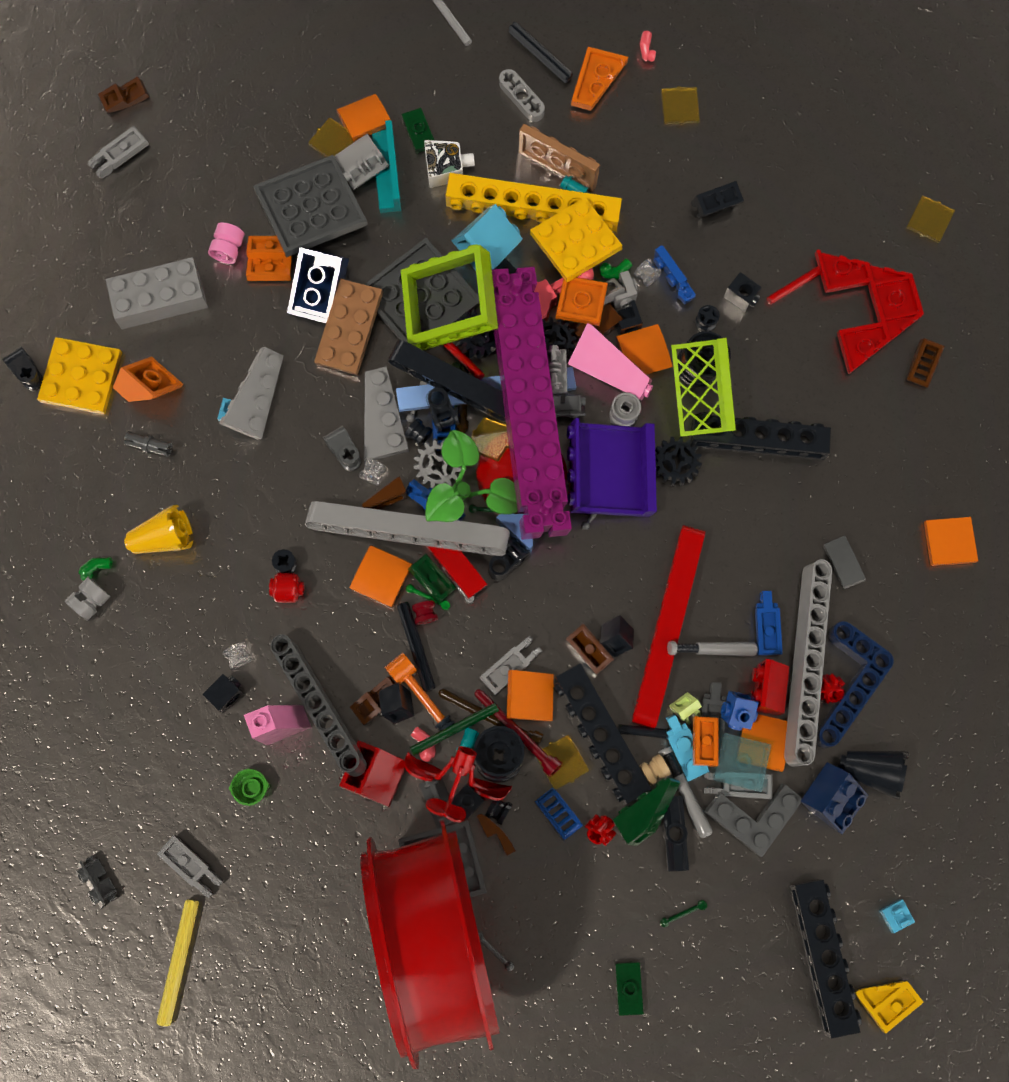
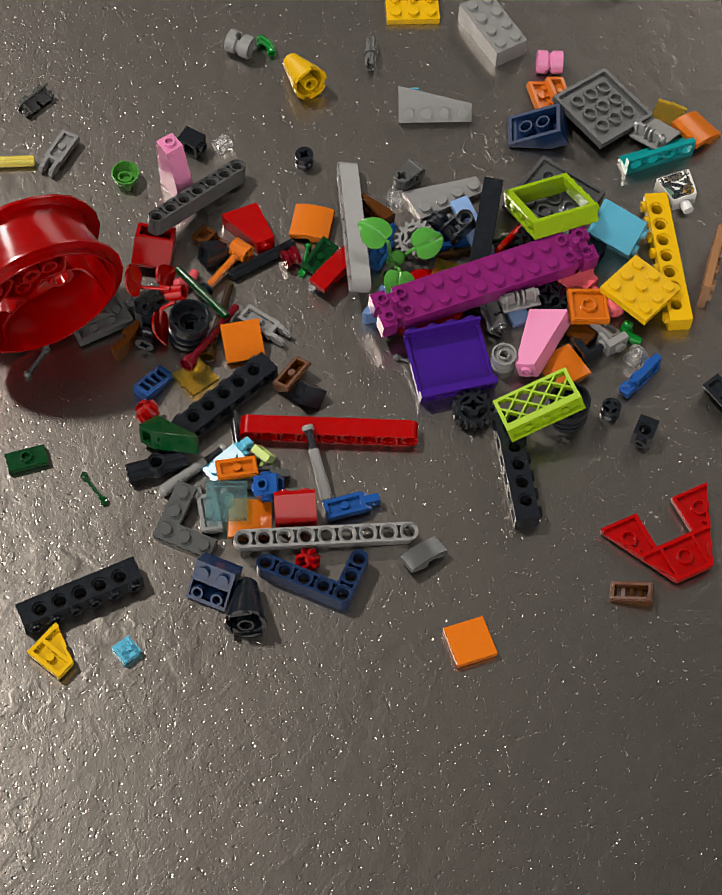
camera: 75 degrees right, 15 degrees down
(145, 380) = (420, 38): orange slope -> none
(286, 588) = (283, 161): red head -> none
(348, 326) = (509, 156): medium nougat plate -> none
(371, 649) = (250, 226): none -> red slope
(417, 129) = (703, 168): dark green plate -> none
(513, 558) = (350, 305): black piece -> none
(572, 185) = (694, 283): teal pin -> none
(655, 769) = (206, 443): tan wheel -> none
(793, 285) = (666, 473): red bar -> none

